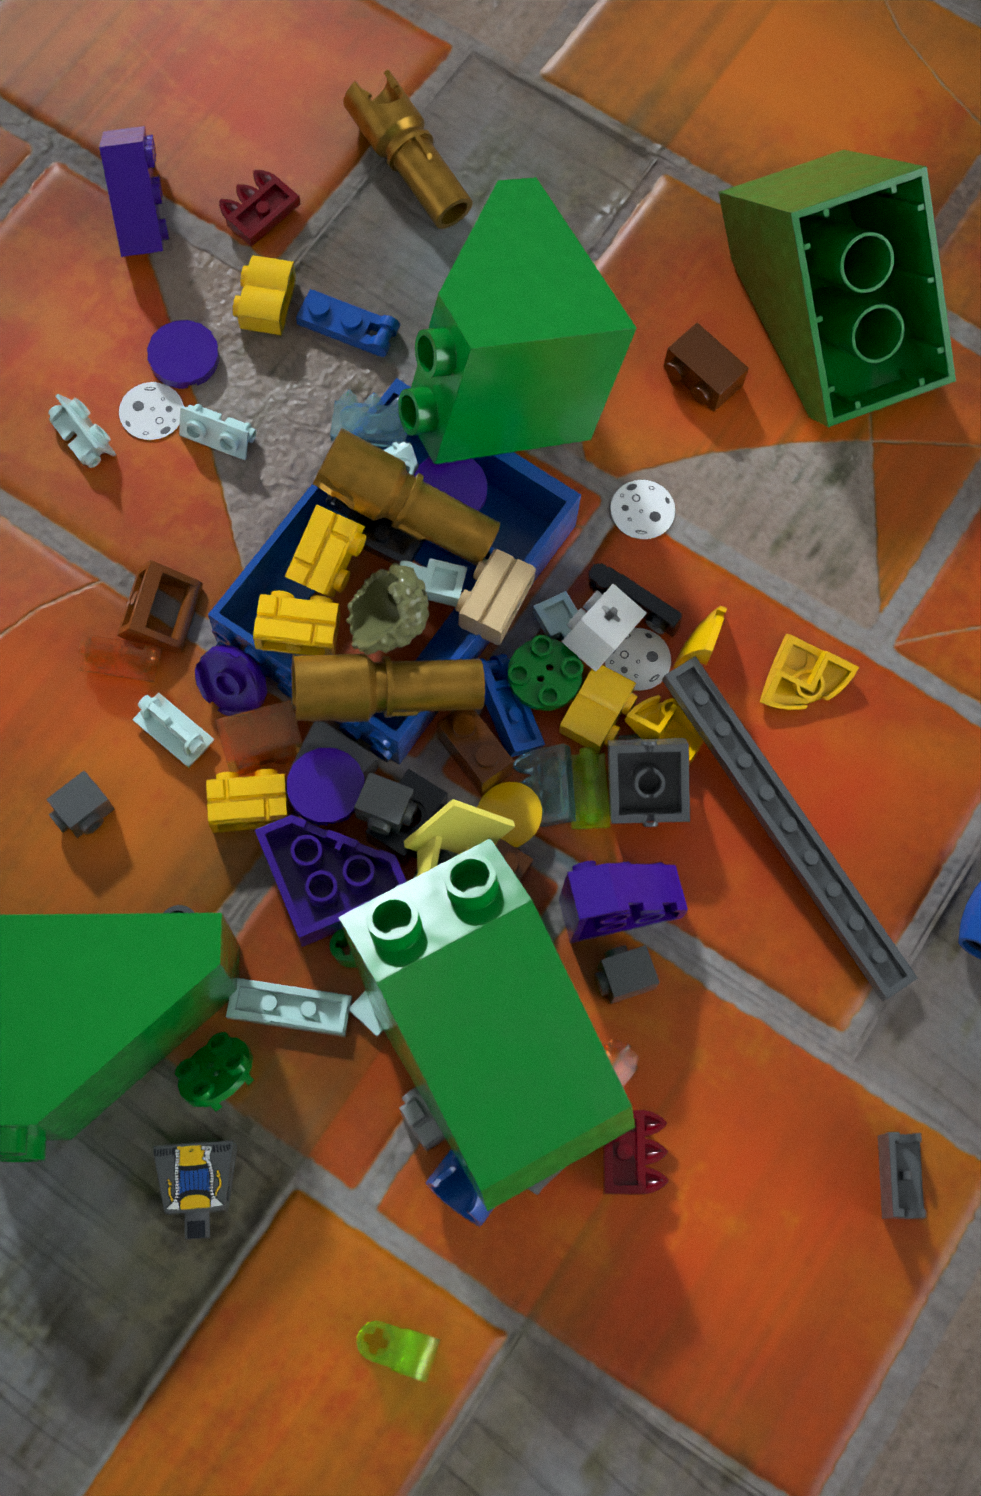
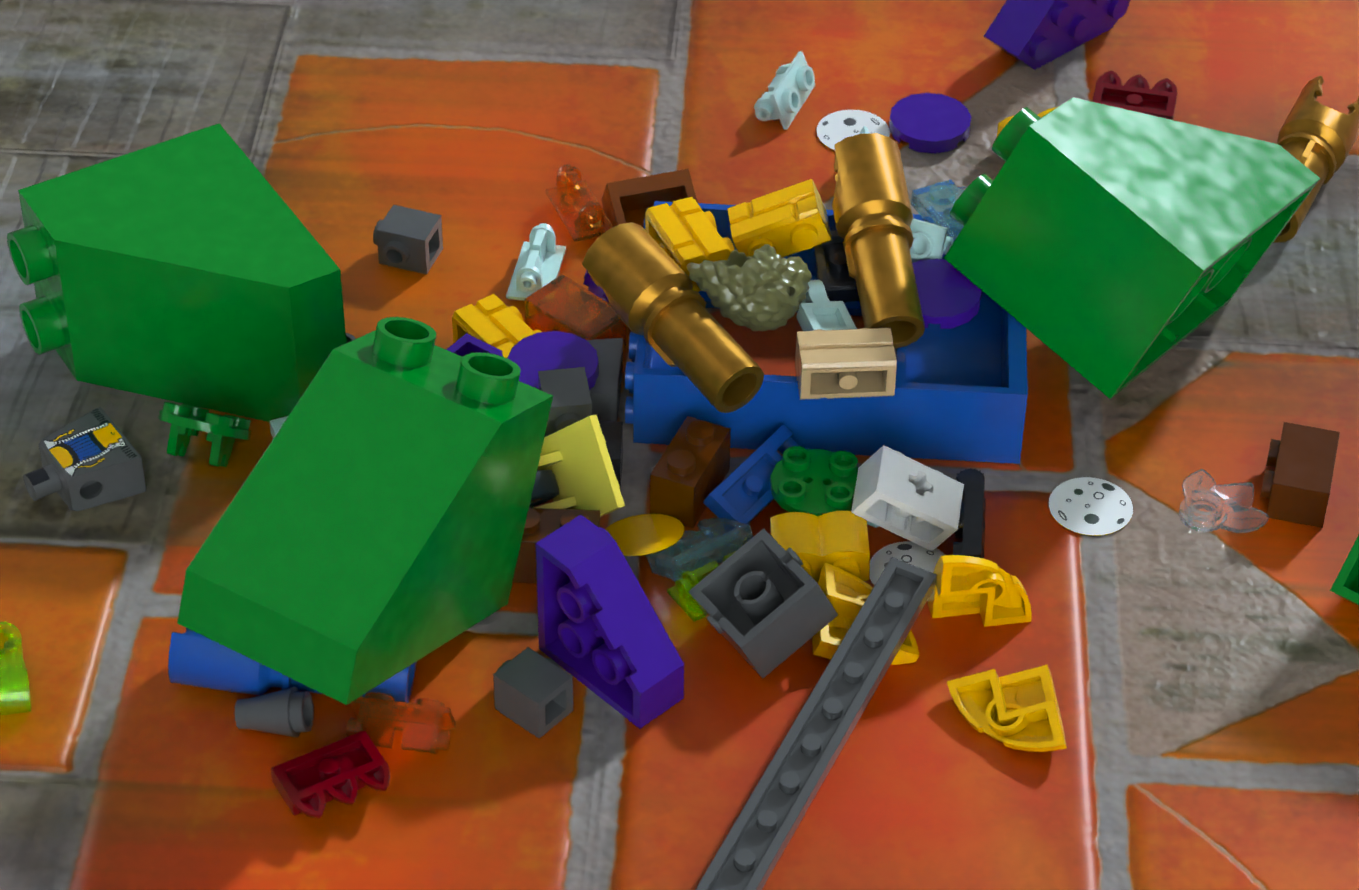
camera: 65 degrees right, 30 degrees down
(694, 430) = (1219, 506): none -> clear plate

